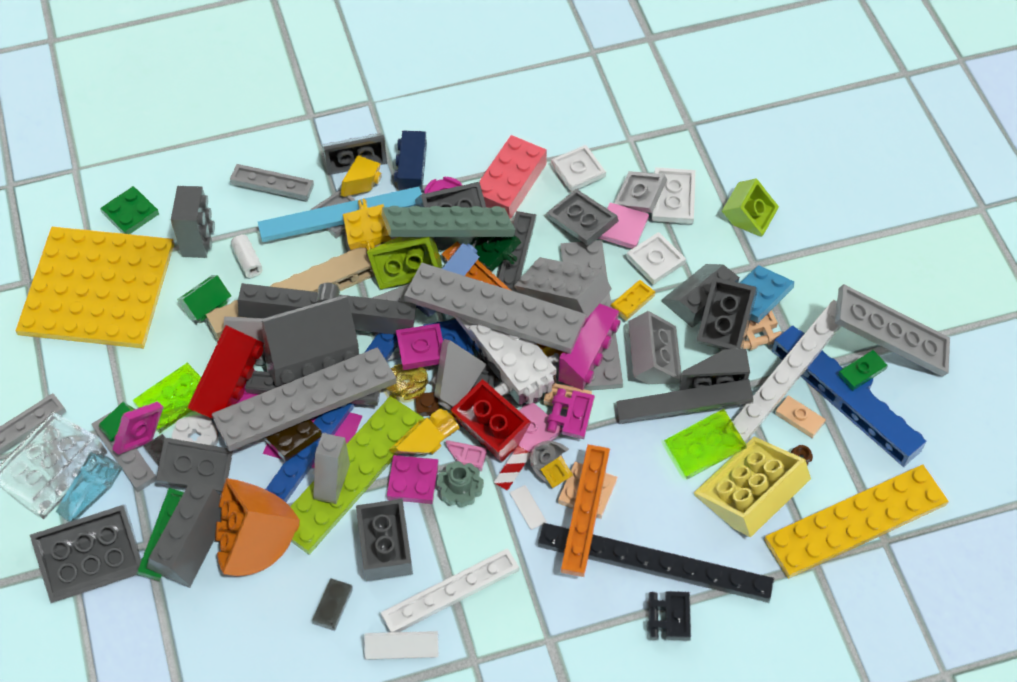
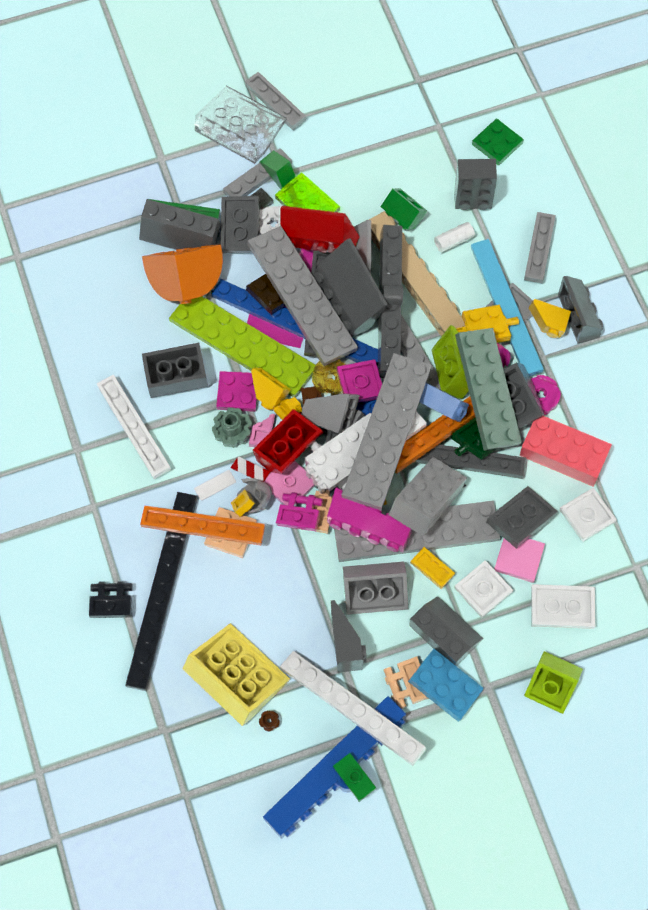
camera: 90 degrees right, 10 degrees up
(87, 553) = (166, 163): dark grey slope -> none
(90, 485) = (225, 156): clear light blue slope -> none
(96, 287) = (415, 129): yellow plate -> none
(137, 427) = (267, 175): dark pink plate -> none
(330, 467) = (231, 319): light grey slope -> none
(332, 604) = (124, 341): clear smoke plate -> none
(401, 645) = (87, 393): white tile -> none
(411, 160) = (577, 361): dark blue brick -> none
(641, 191) = (559, 571): light grey plate -> none
(684, 401) = (318, 613): dark grey tile -> none
(705, 444) = (276, 631): clear neon green plate -> none
(727, 314) = (405, 646): dark grey brick -> none
(800, 416) = (312, 722): light nougat plate -> none
(855, 521) = (205, 770): yellow plate -> none
(892, 330) = (398, 808): light grey plate -> none

